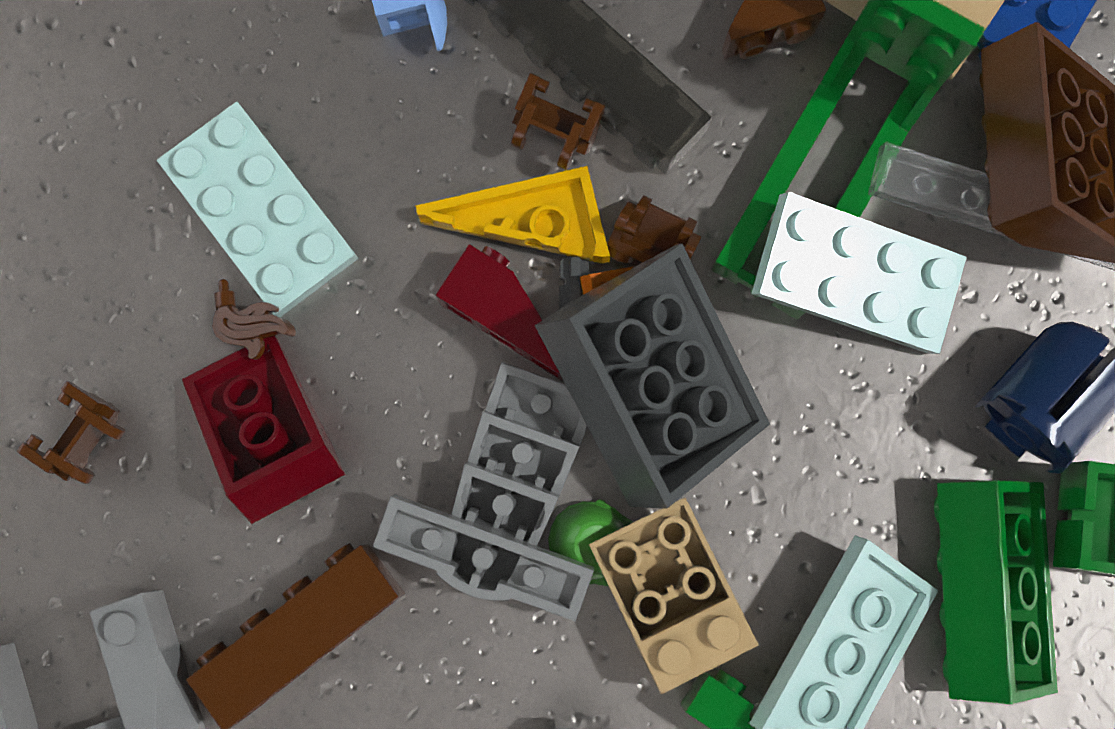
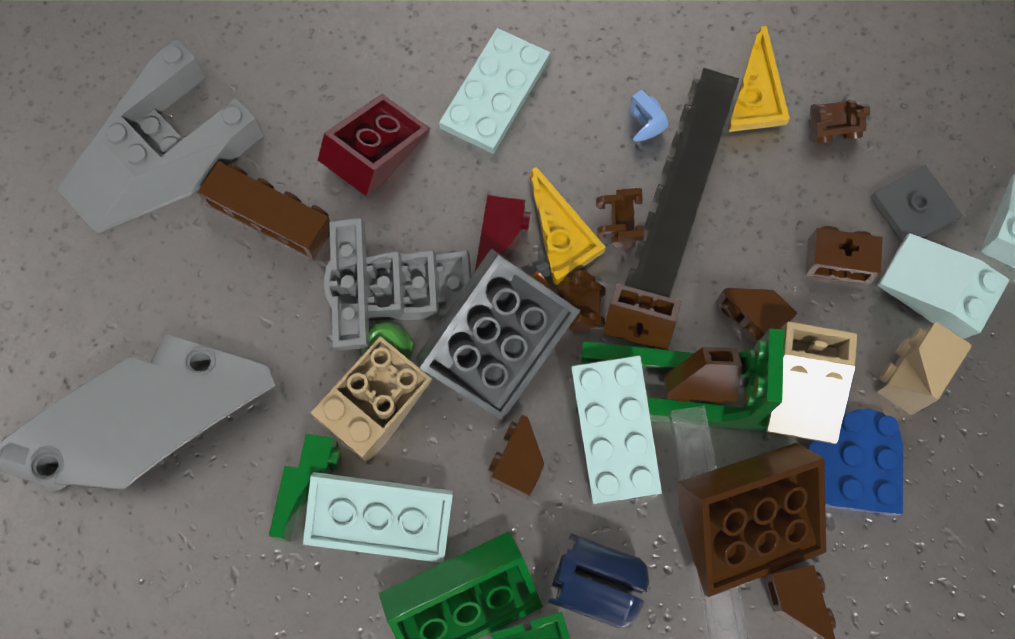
camera: 65 degrees right, 10 degrees down
(71, 452) = (316, 58): reddish brown piece -> none
(246, 326) = (426, 112): reddish brown piece -> none
(717, 164) = (642, 317): none -> reddish brown brick
(844, 424) = (520, 462): none -> reddish brown slope
(847, 119) = (707, 376): none -> reddish brown slope

